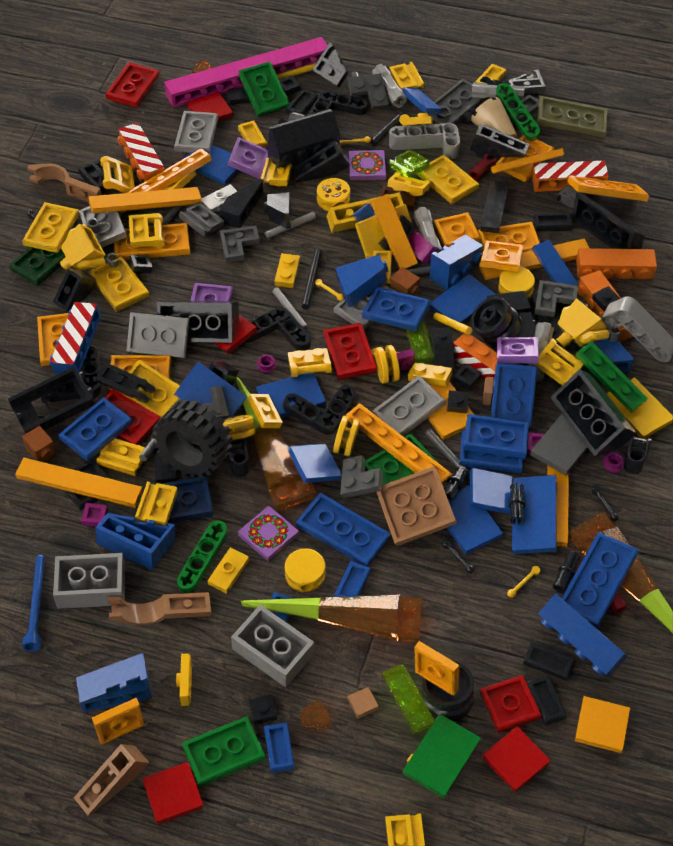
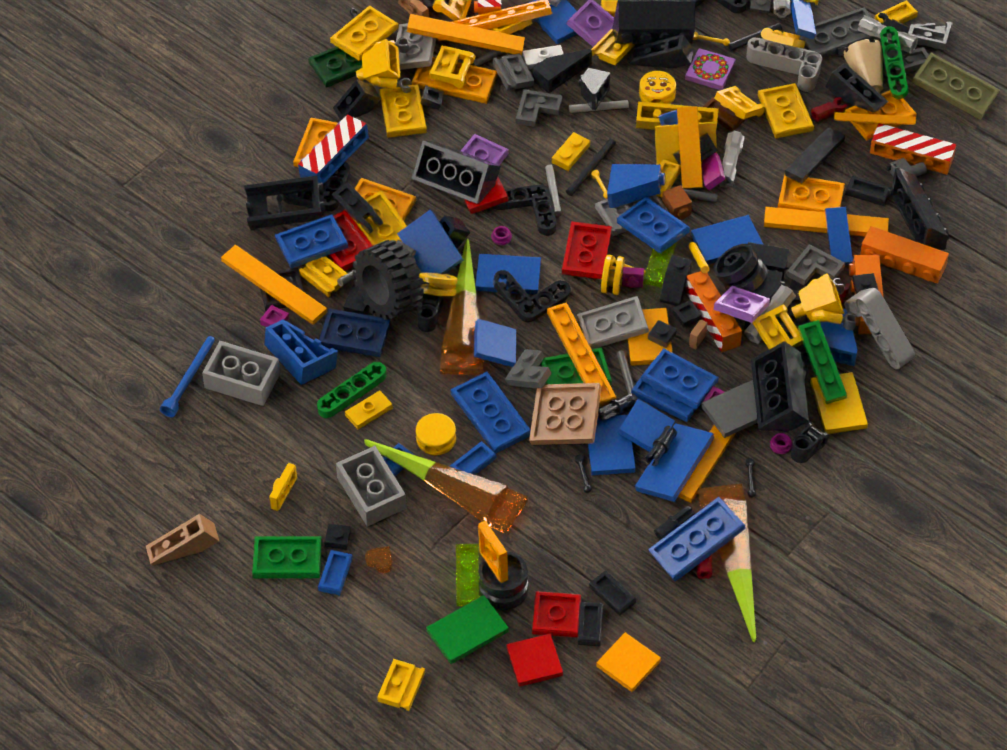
camera: 25 degrees right, 0 degrees up
(39, 444) = (255, 238): dark orange brick -> none
(114, 684) = (221, 468): wedge -> none
(118, 721) = (208, 497): light orange tile -> none
(156, 503) = (331, 327): yellow plate -> none
(157, 334) = (411, 172): light grey tile -> none
(165, 607) = (299, 420): medium nougat piece -> none
(172, 793) = (228, 573): red tile -> none
(218, 403) = (430, 260): dark grey piece -> none
(265, 411) = (473, 278): yellow plate -> none
(268, 533) = (421, 390): tile -> none
(309, 362) = (542, 247): yellow plate -> none
(346, 436) = (536, 328): yellow head -> none
(362, 702) = (426, 564): medium nougat tile -> none
(409, 163) = (752, 81): clear neon green plate -> none
(431, 374) = (652, 299): yellow plate -> none
(454, 227) = (763, 167): light orange tile -> none
(455, 261) = (739, 197): blue wedge -> none
(502, 256) = (788, 207): light orange tile -> none
(514, 392) = (717, 343): blue tile -> none
(517, 281) = (790, 236): yellow head -> none
(535, 571) = (647, 513): yellow hinge -> none
(582, 635) = (652, 580): blue brick -> none
(607, 188) = (940, 174): light orange tile -> none

